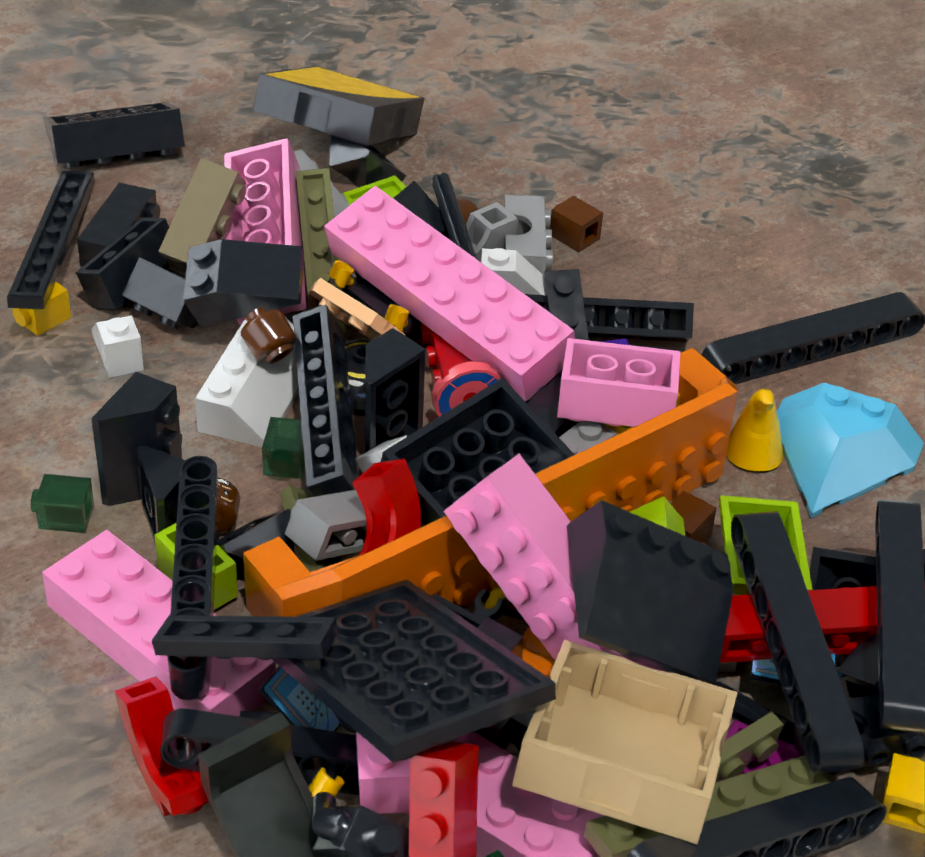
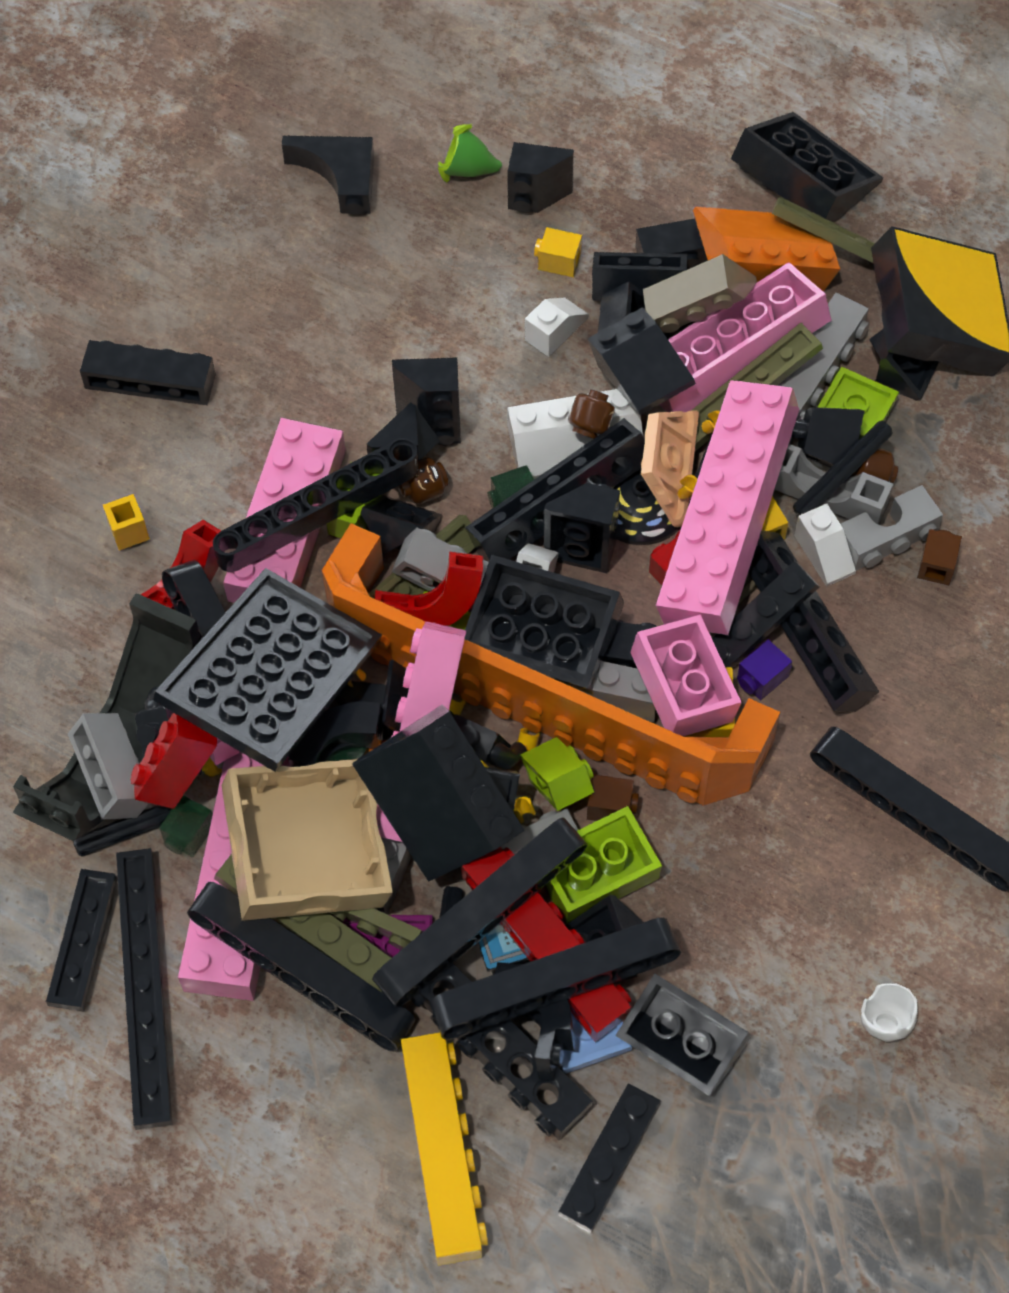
camera: 65 degrees right, 20 degrees up
(42, 777) = (126, 522): none -> yellow brick
(51, 241) = (630, 212): black tile -> none
(63, 503) = (369, 391): clear green brick -> none
(168, 176) = (765, 243): none -> orange slope
(200, 137) = (823, 228): none -> olive tile
(245, 637) = (239, 565): black plate -> none
(461, 384) = (640, 578): coral tile -> none
(756, 436) = (748, 814): yellow hat -> none
(844, 444) = (788, 883): medium azure wedge -> none

